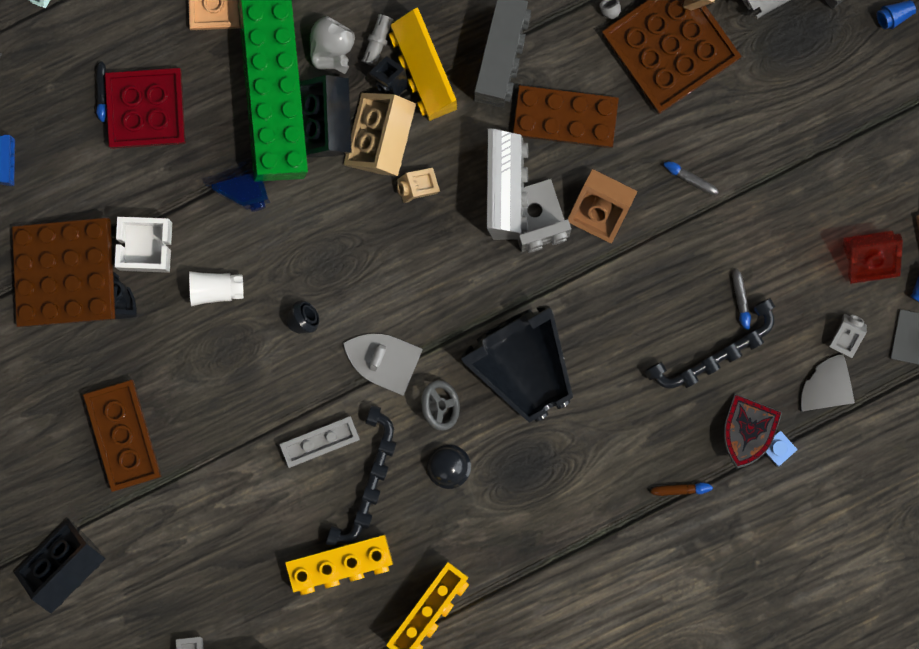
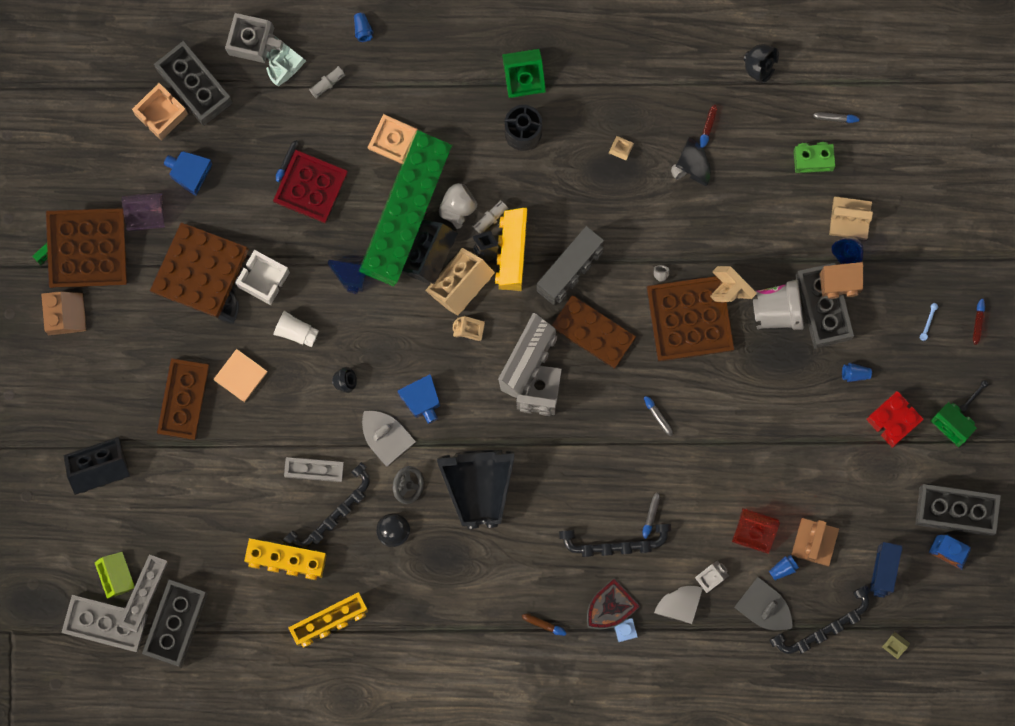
camera: 25 degrees right, 5 degrees down
(176, 373) = (240, 375): none -> light nougat tile
(404, 295) = (421, 398): none -> blue torso
(602, 206) = (586, 404): medium nougat slope -> none

